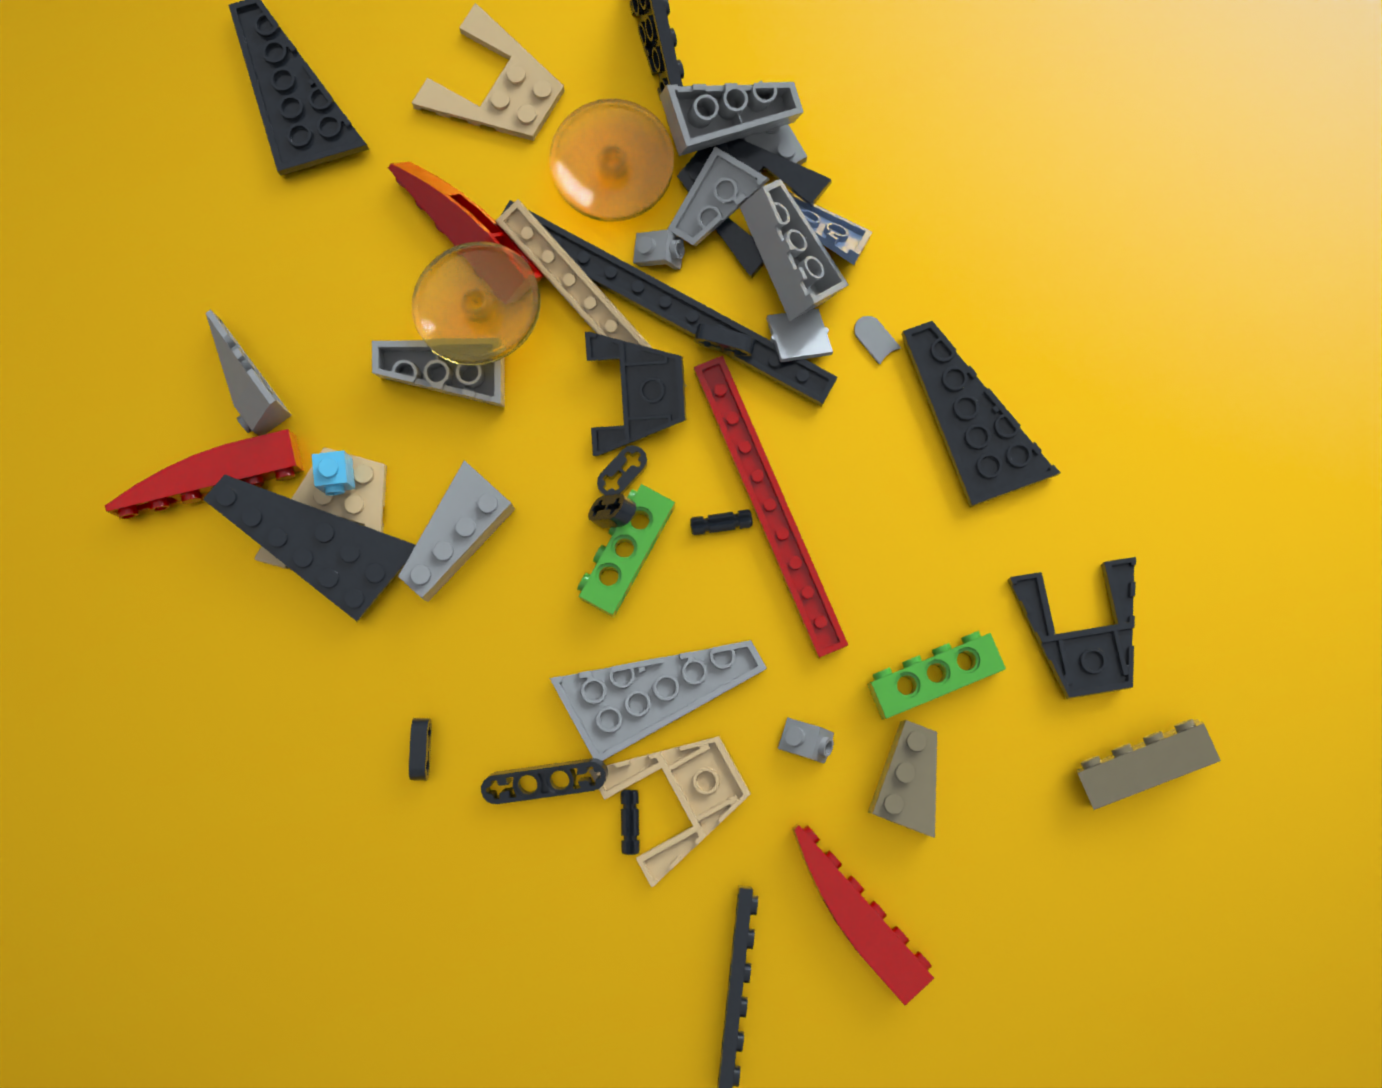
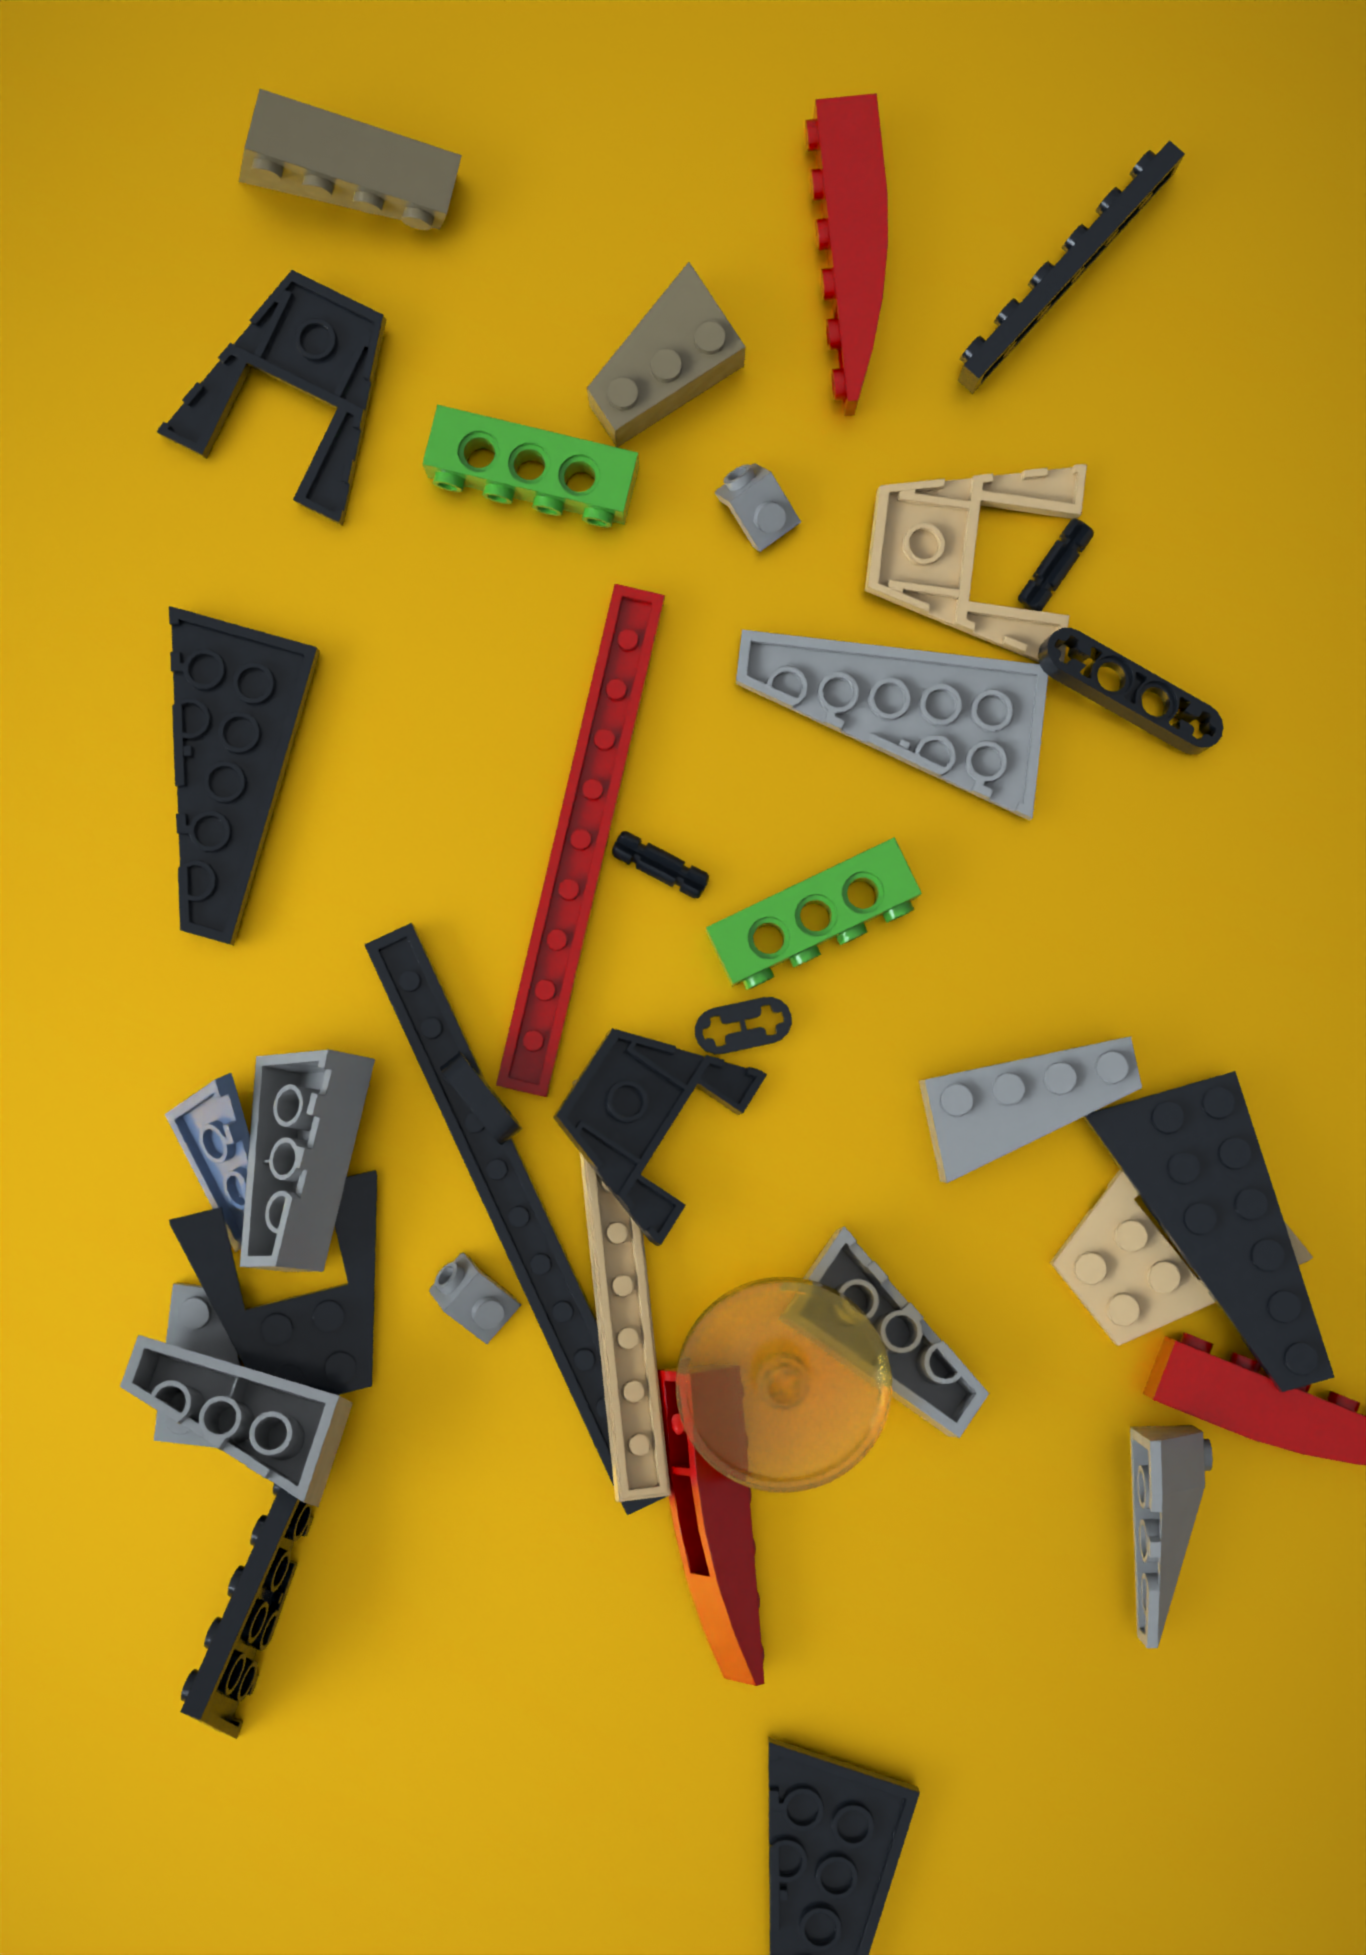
camera: 140 degrees left, 5 degrees up
(333, 472) = (1134, 1290): medium azure brick -> none
(420, 749) = (1262, 847): black beam -> none
(520, 96) = (502, 1664): tan wing -> none
(611, 160) = (446, 1470): clear yellow dish -> none
(612, 511) = (803, 971): beam -> none
(715, 196) = (344, 1311): light grey wing -> none
(799, 338) = (376, 1030): light grey piece -> none
(875, 338) = (272, 967): light grey piece -> none

